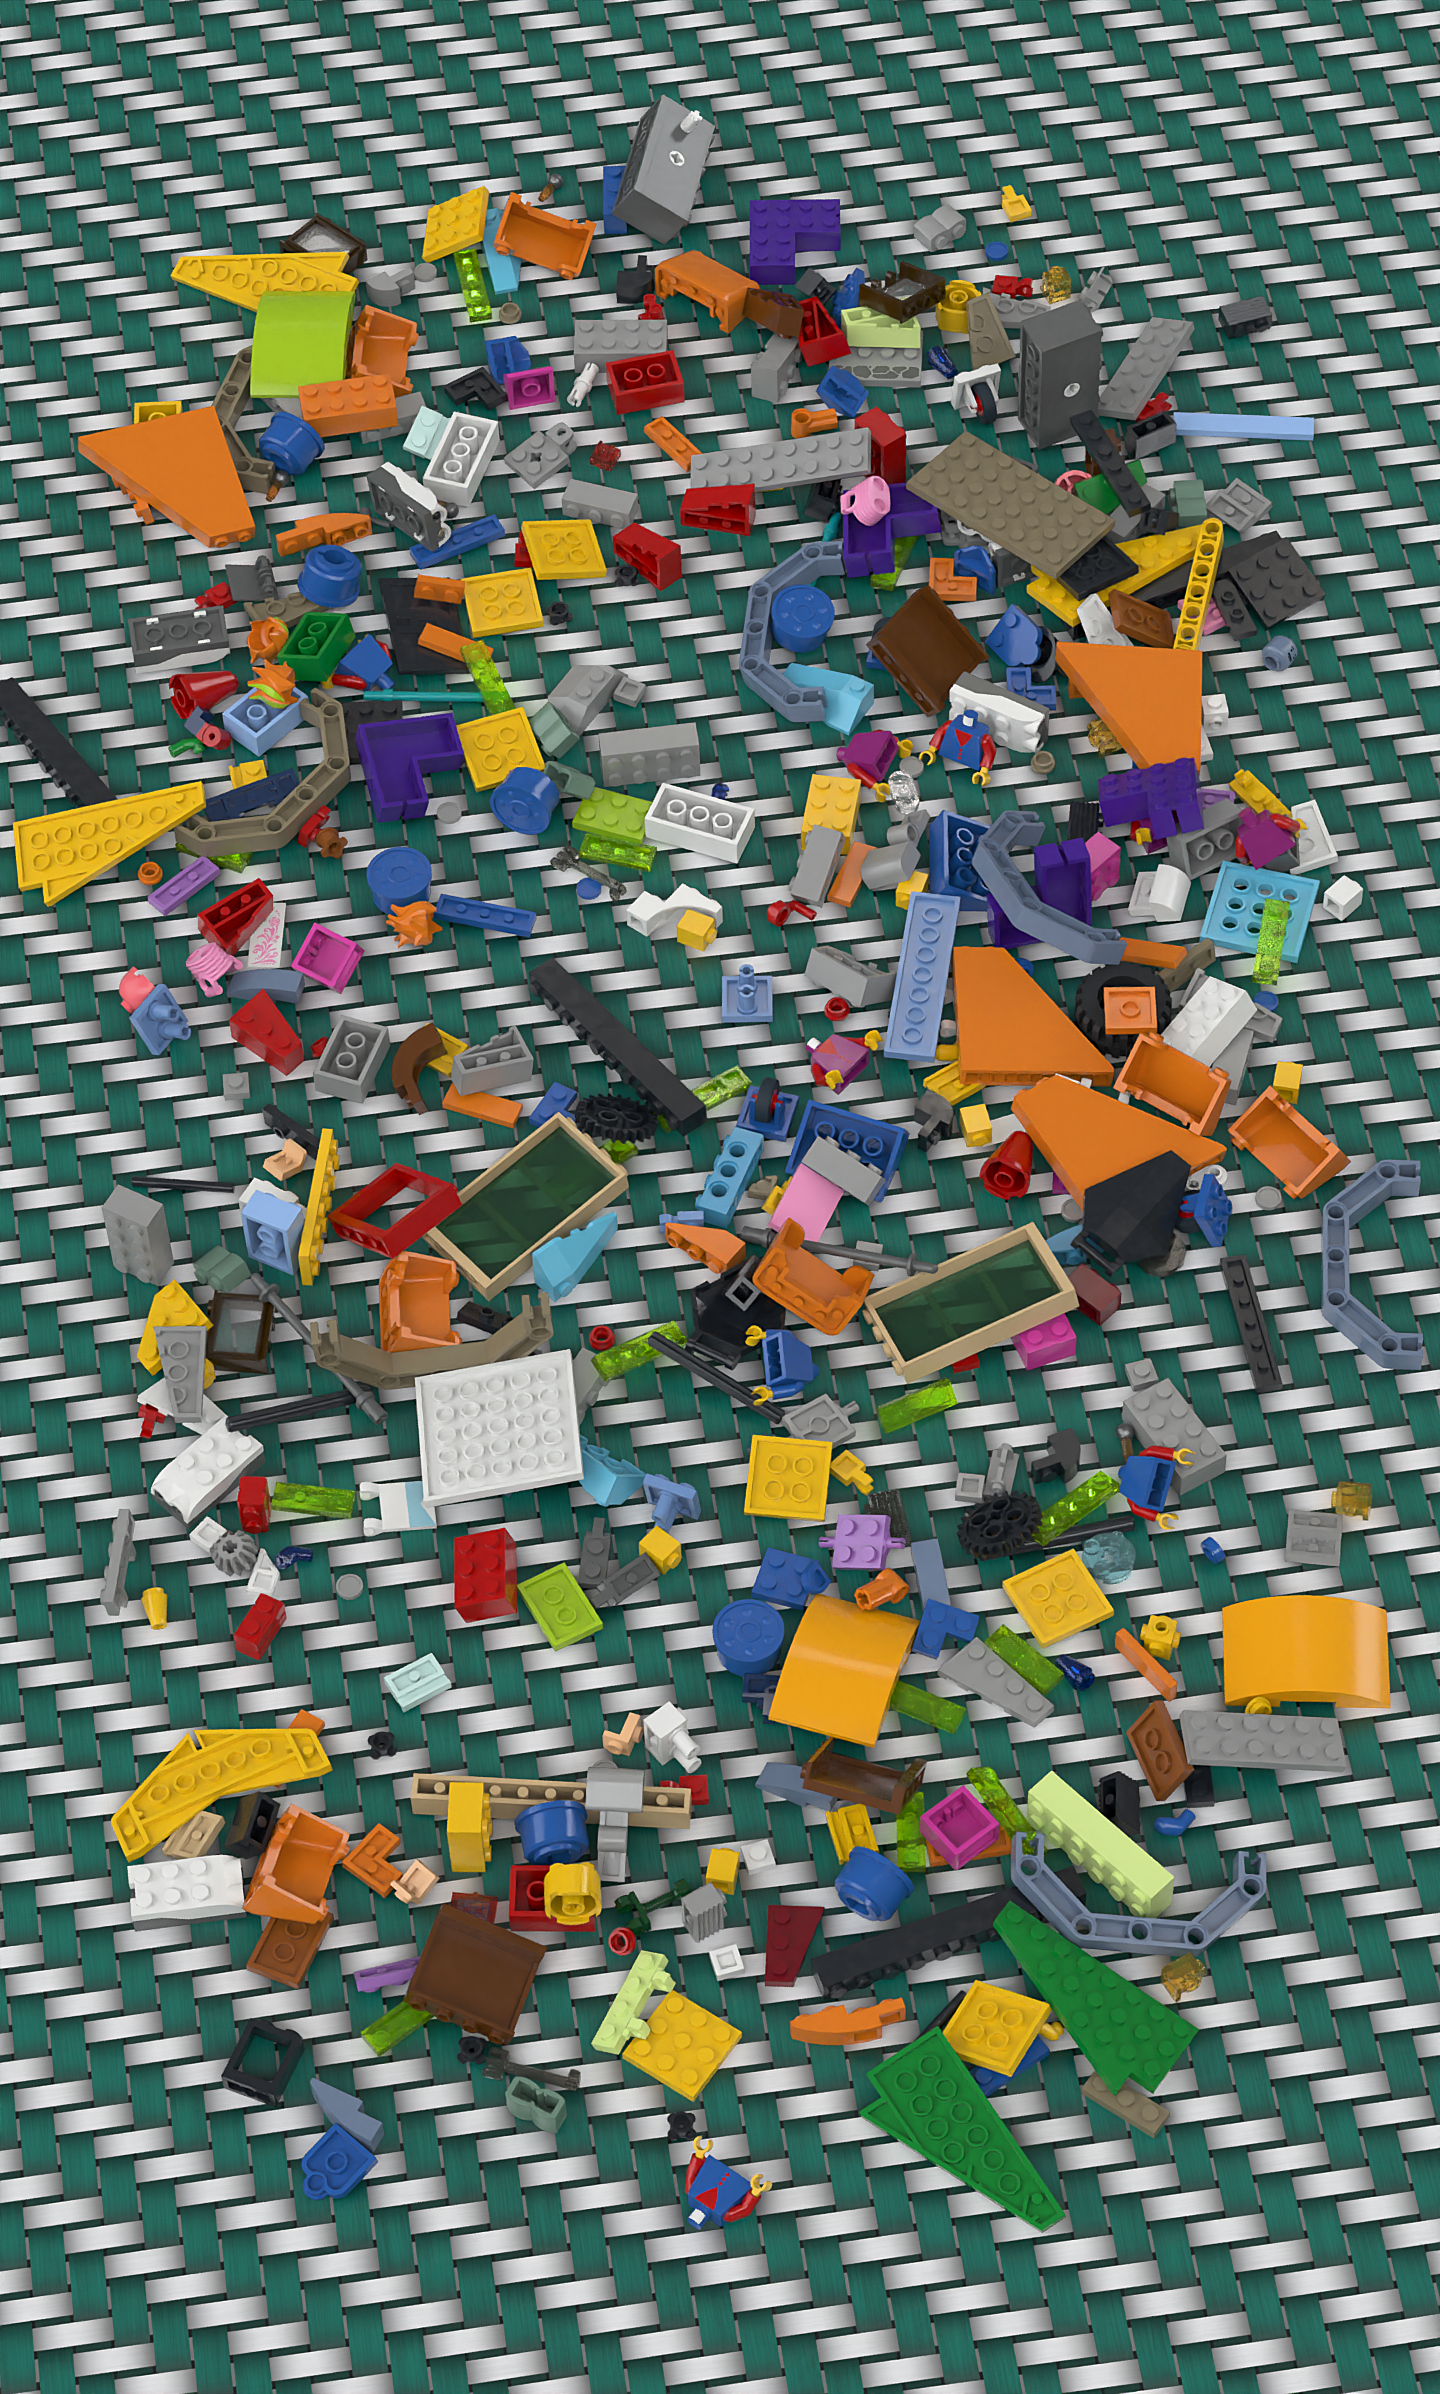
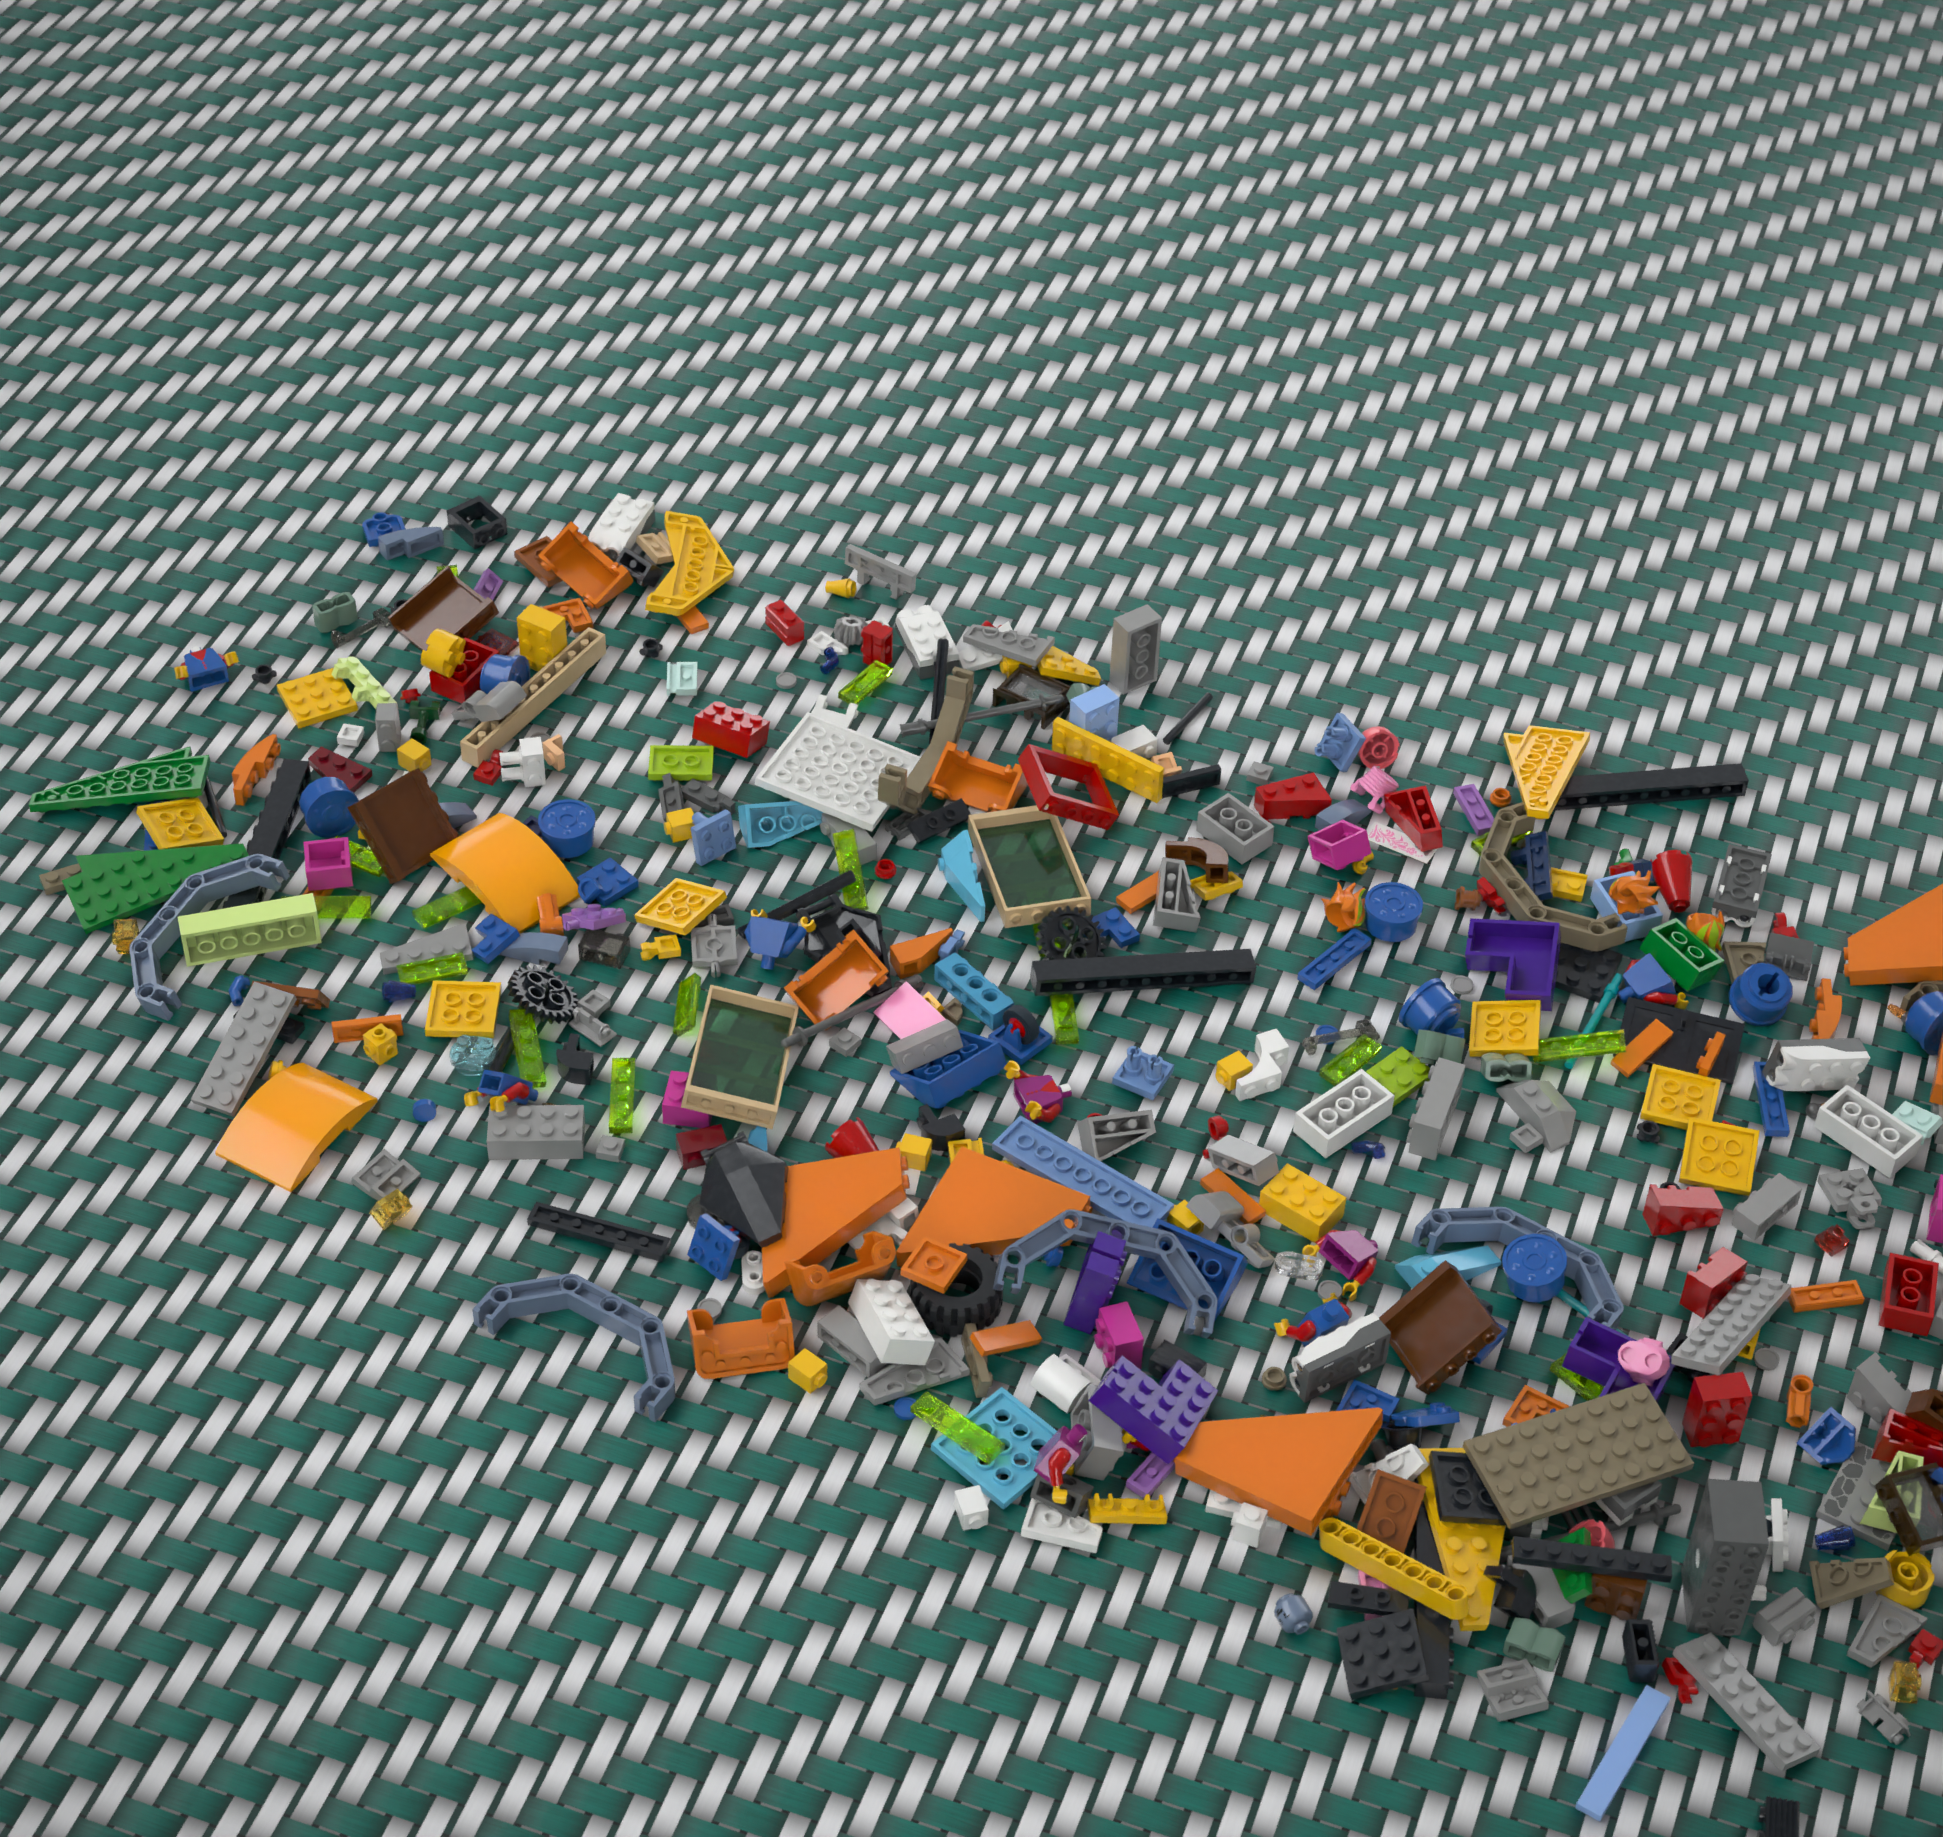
camera: 115 degrees right, 10 degrees down
(1071, 1397) = (622, 1095): none -> clear neon green plate
(1120, 1802) = (272, 959): black brick -> none

